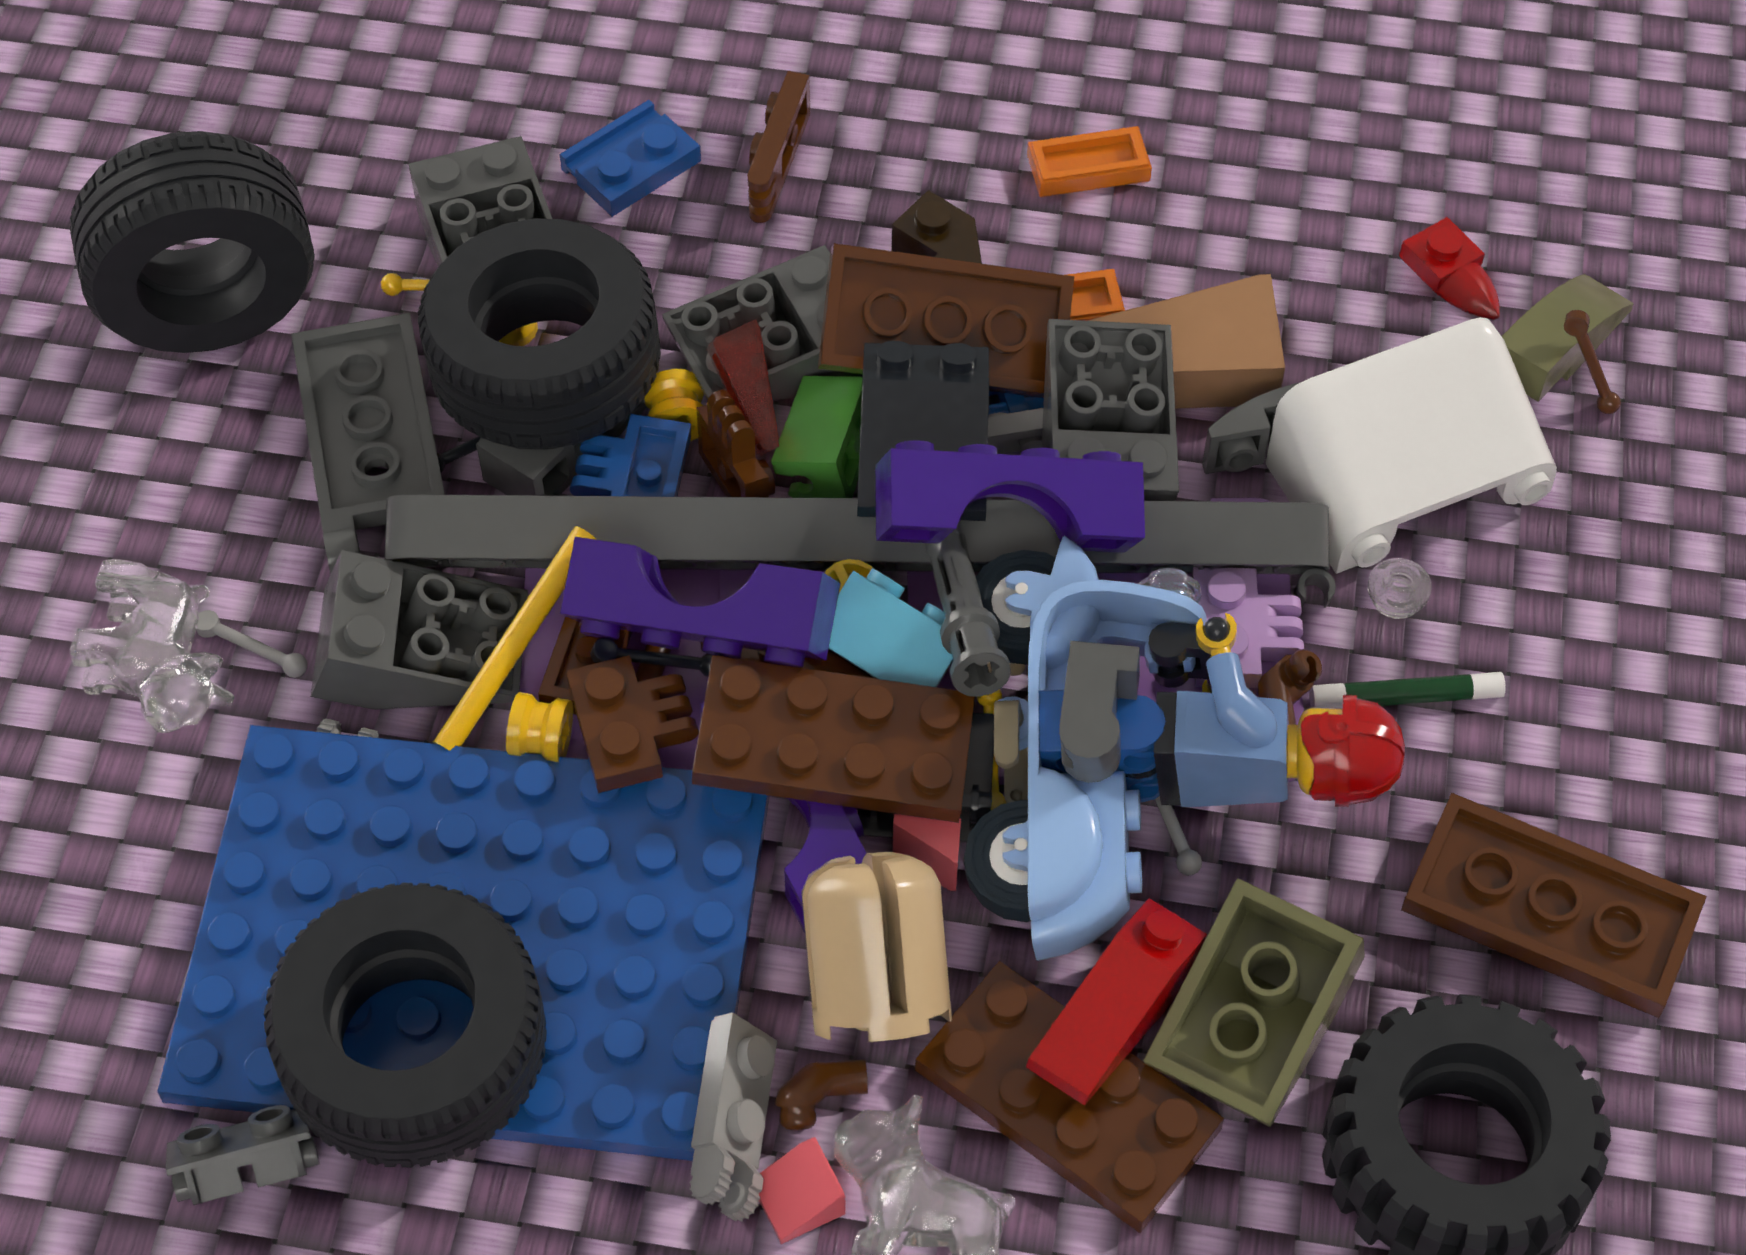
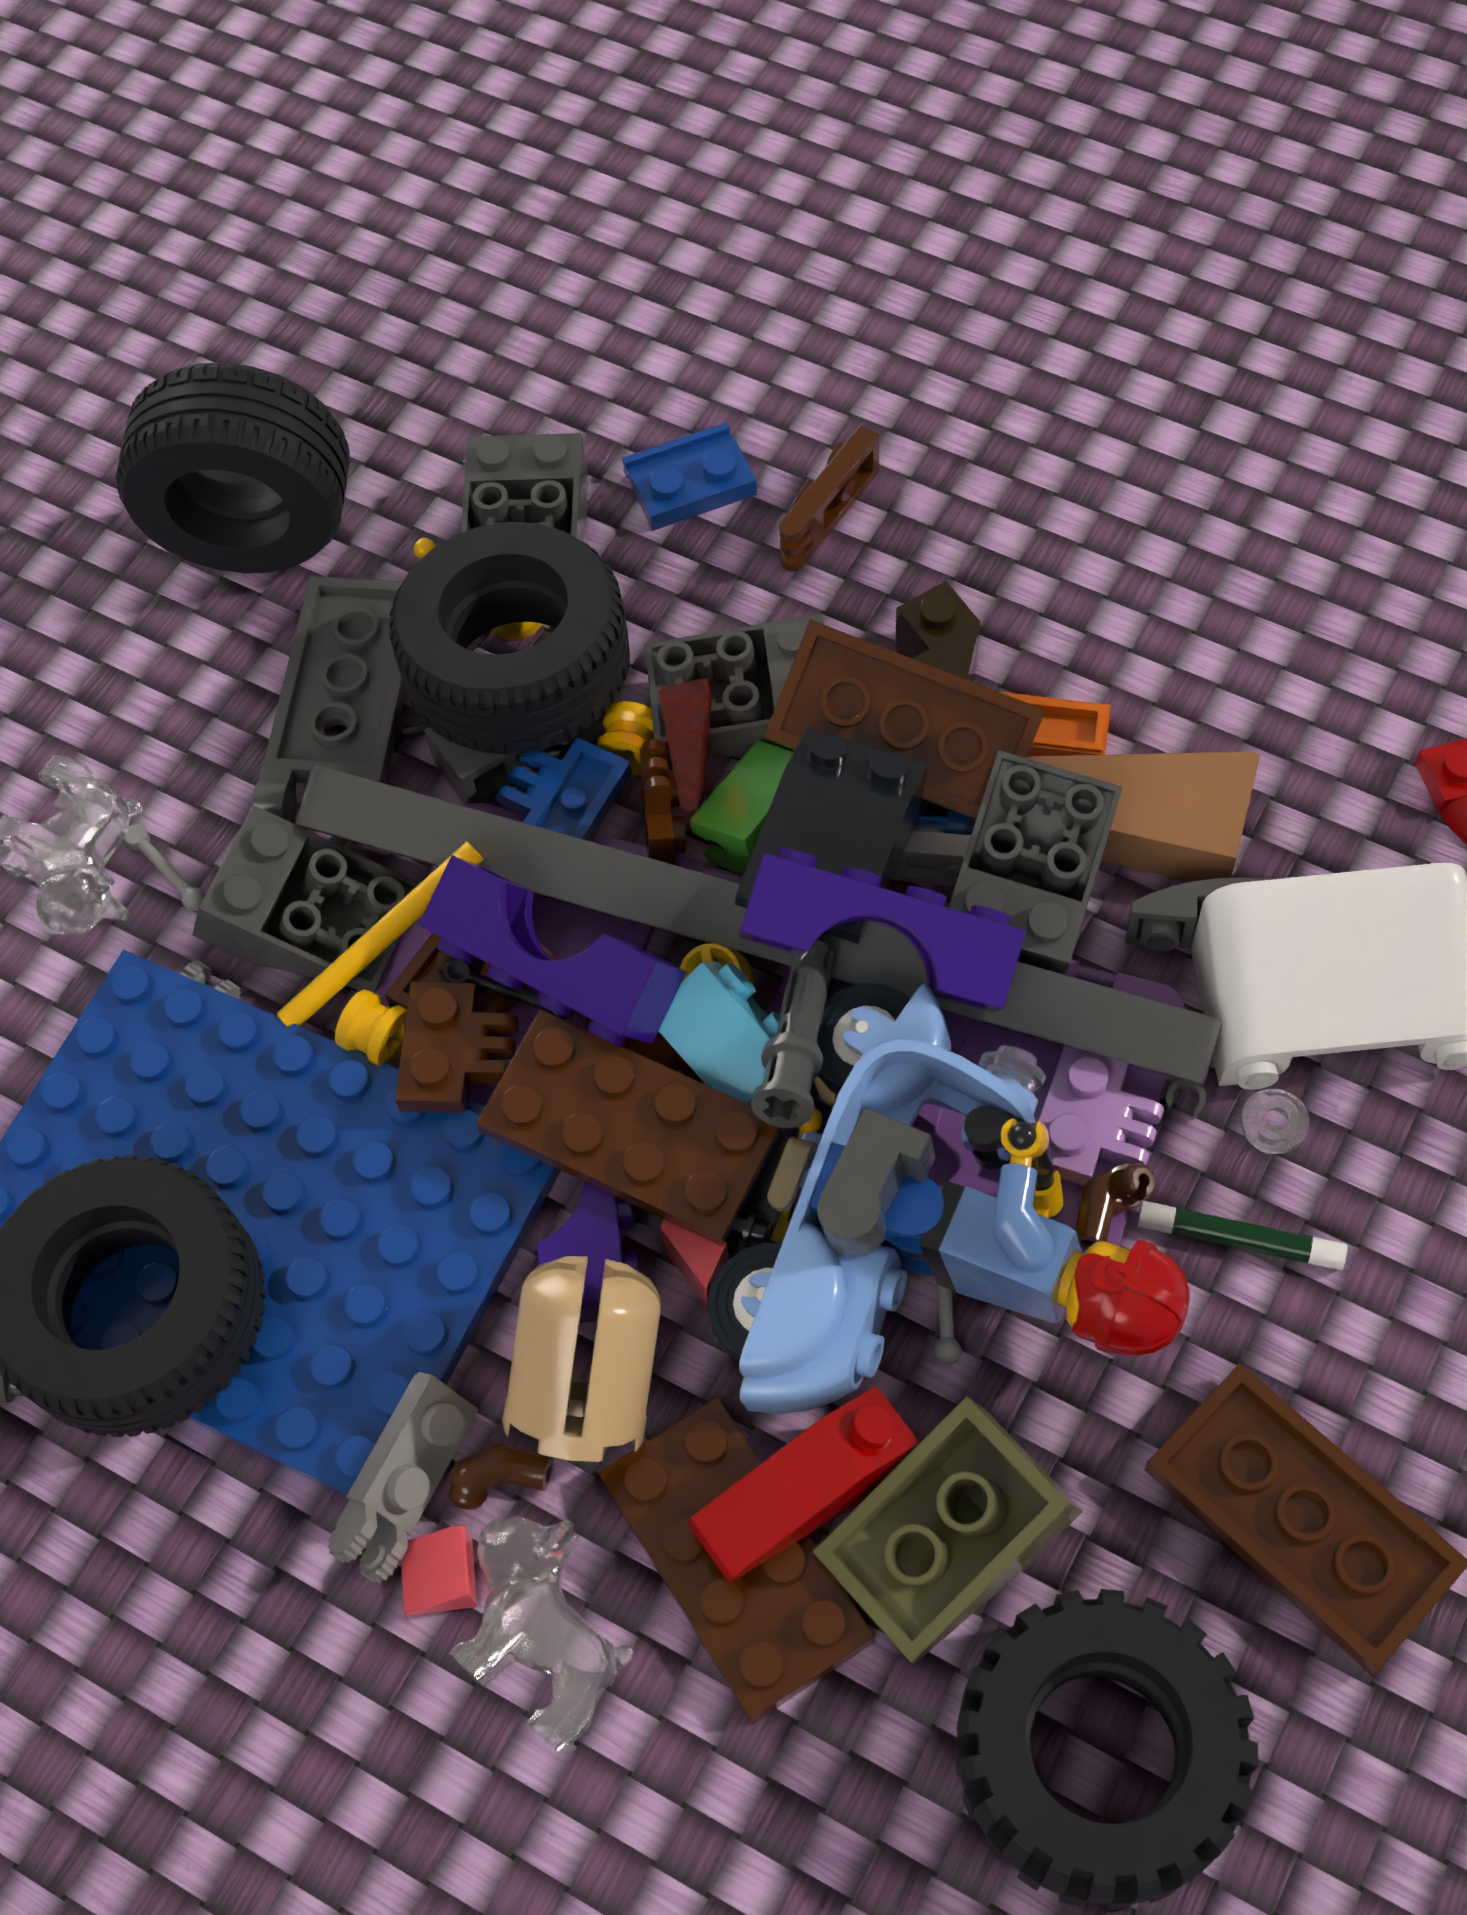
camera: 25 degrees right, 5 degrees up
(1089, 161) = (1132, 586): orange tile -> none

